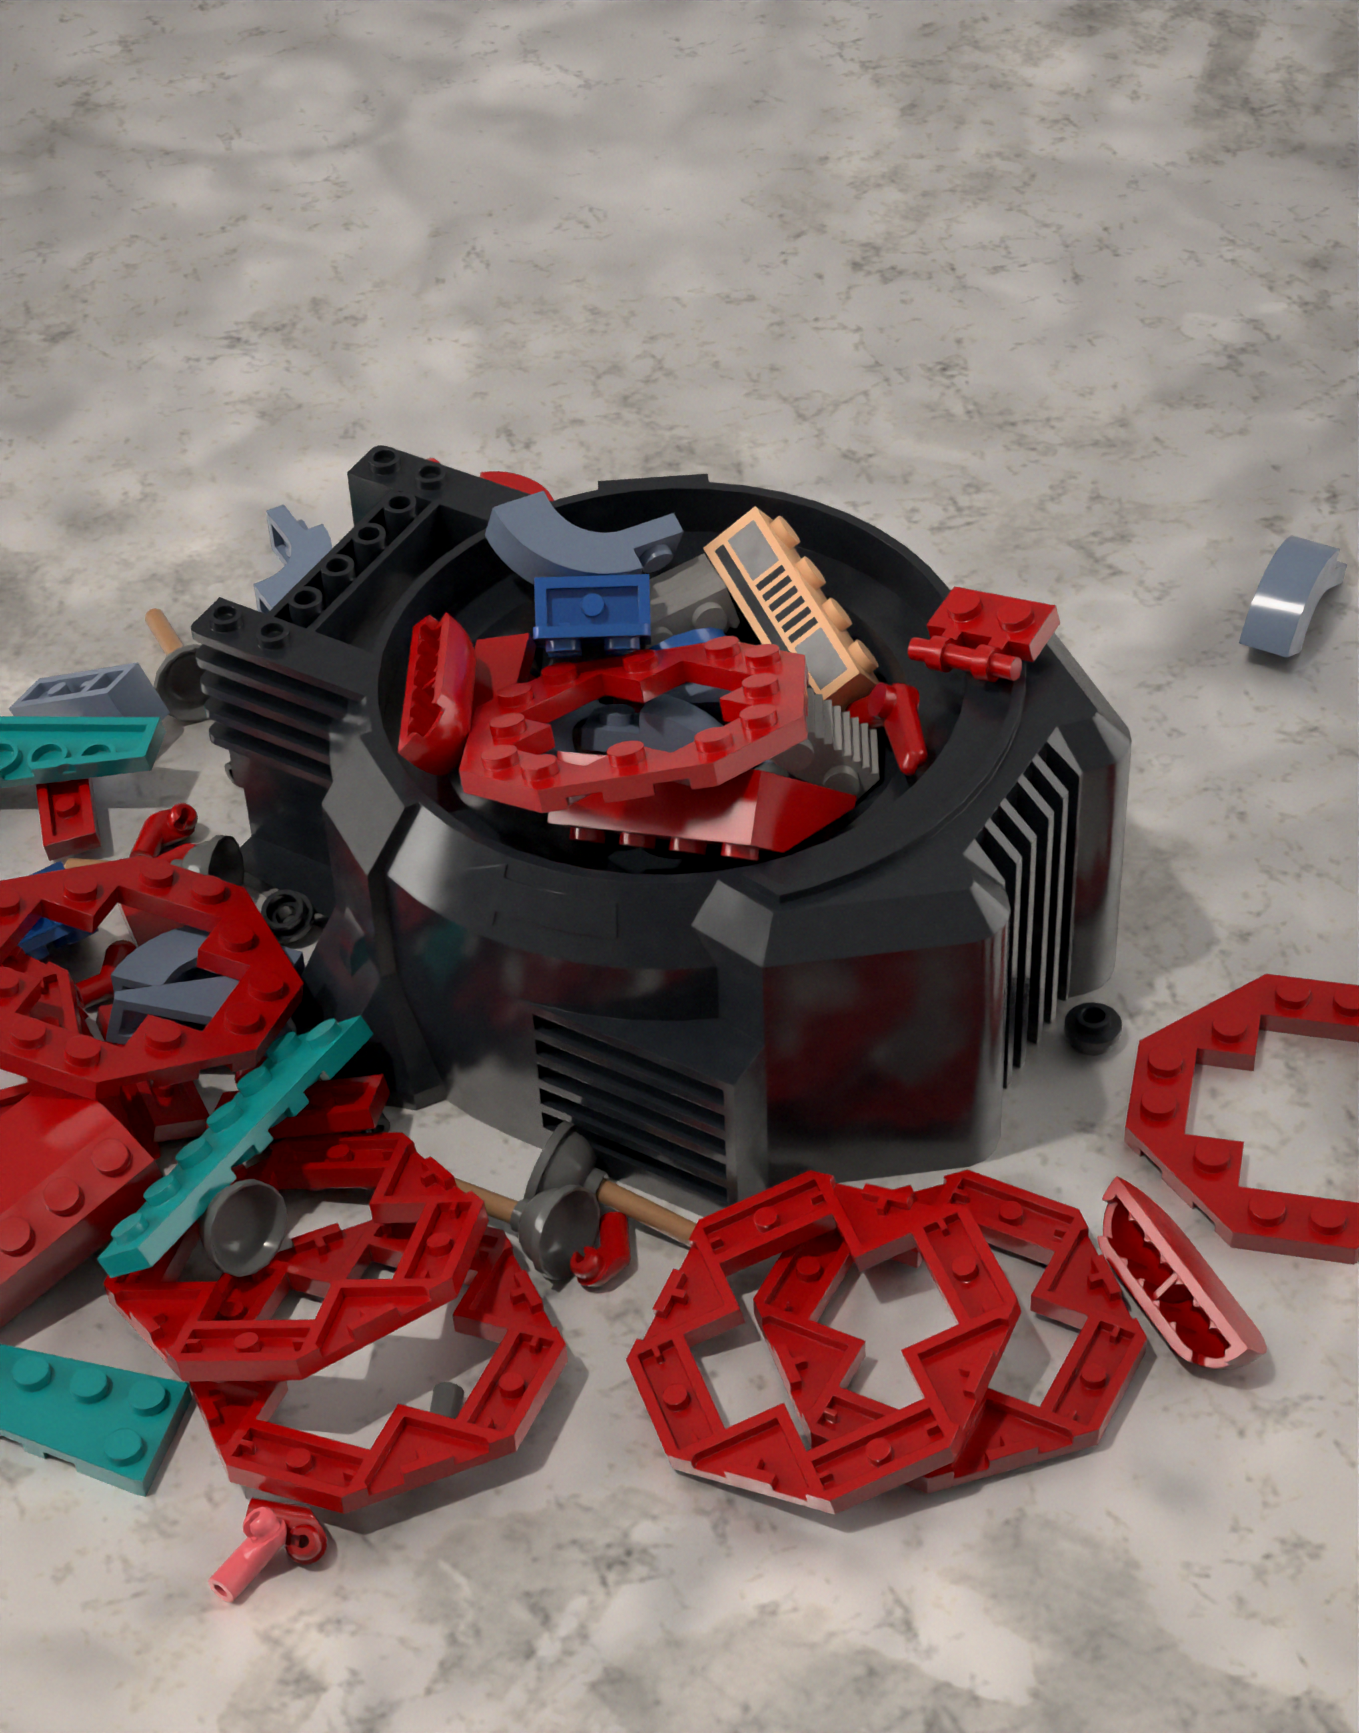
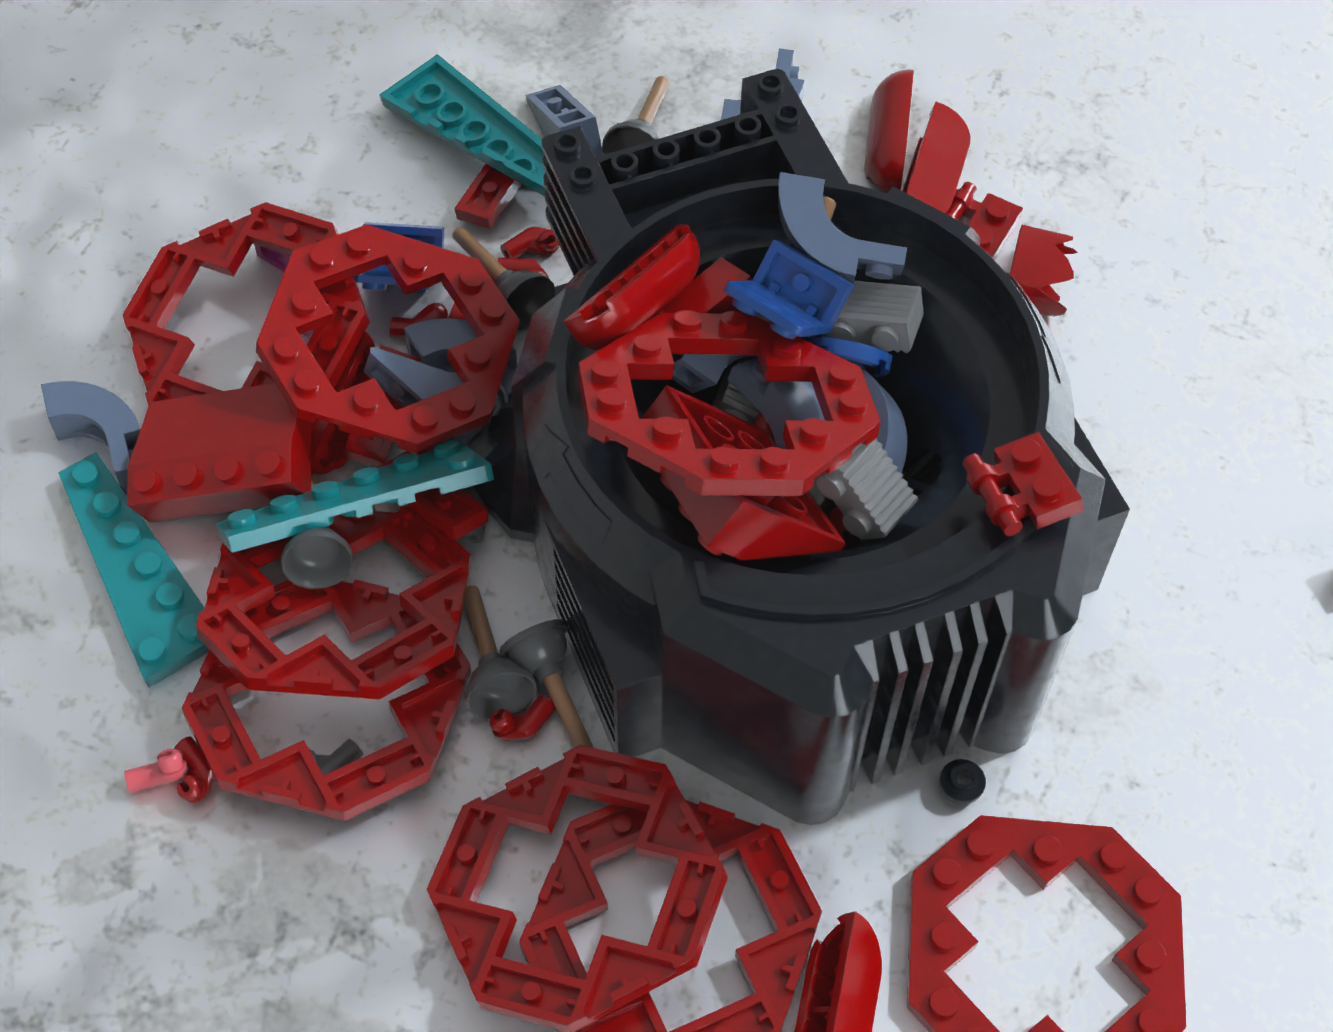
camera: 35 degrees right, 15 degrees up
(788, 608) = (936, 375): light nougat brick -> none
(897, 711) = (930, 494): red piece -> none

